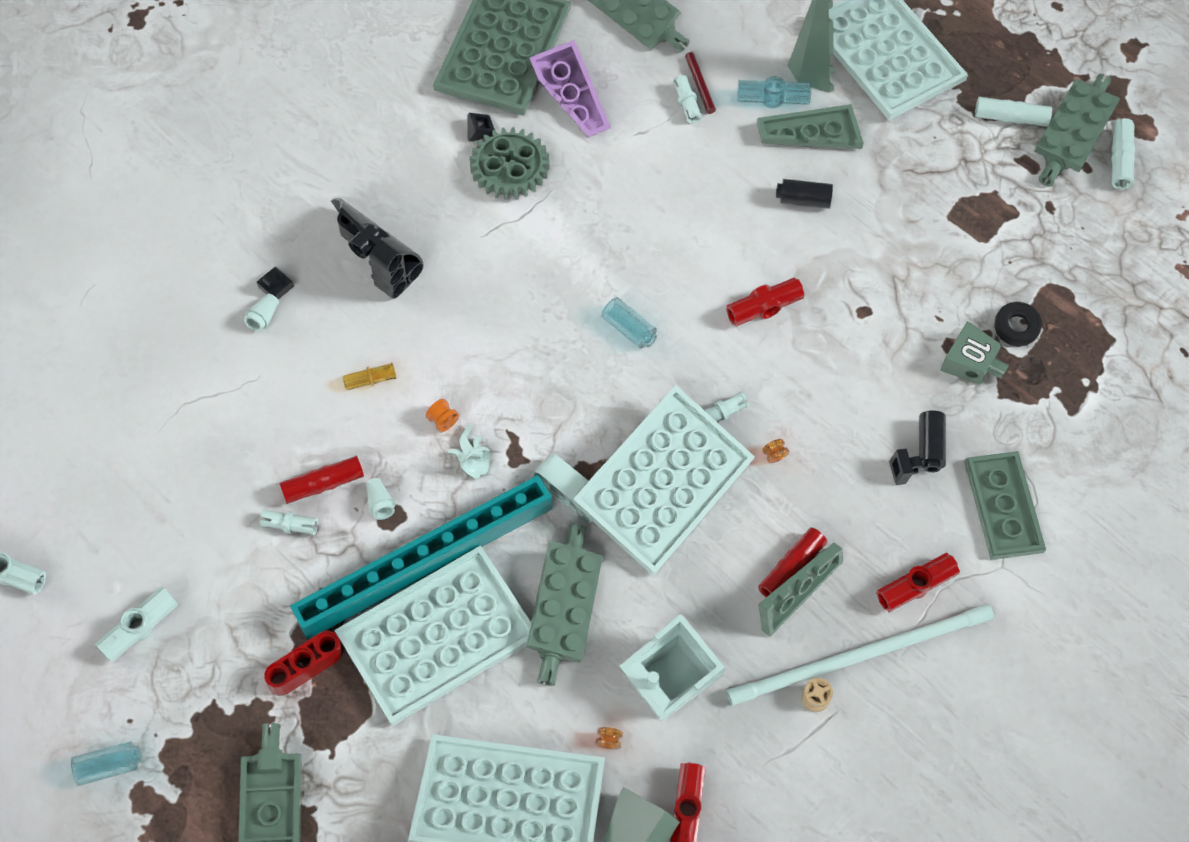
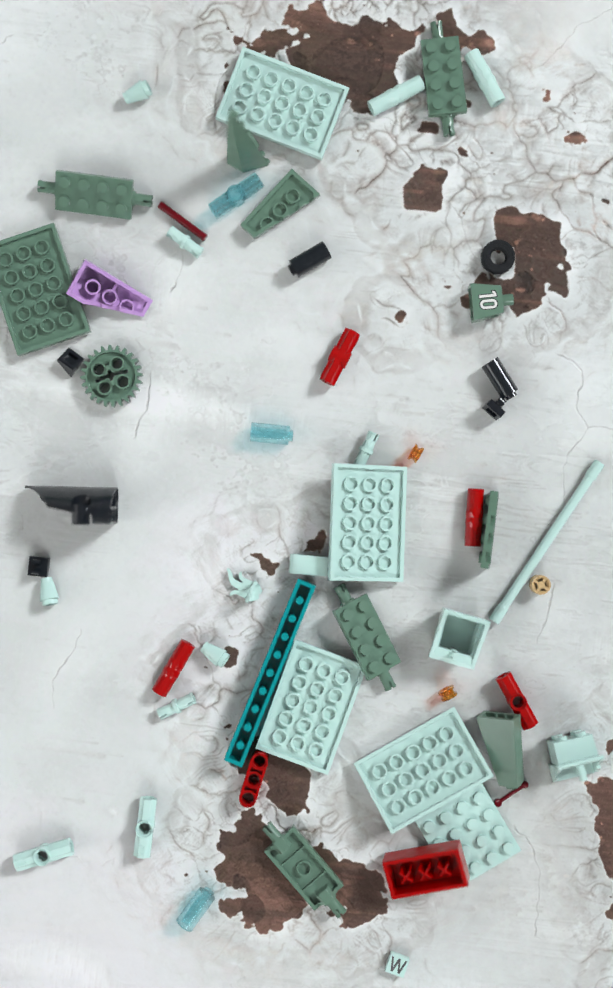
camera: 40 degrees left, 25 degrees up
(369, 376) = (146, 583): clear yellow axle -> none
(442, 415) = (209, 577): orange wheel -> none
(904, 590) = (554, 464): red piece -> none
(1004, 505) = (565, 387): sand green tile -> none

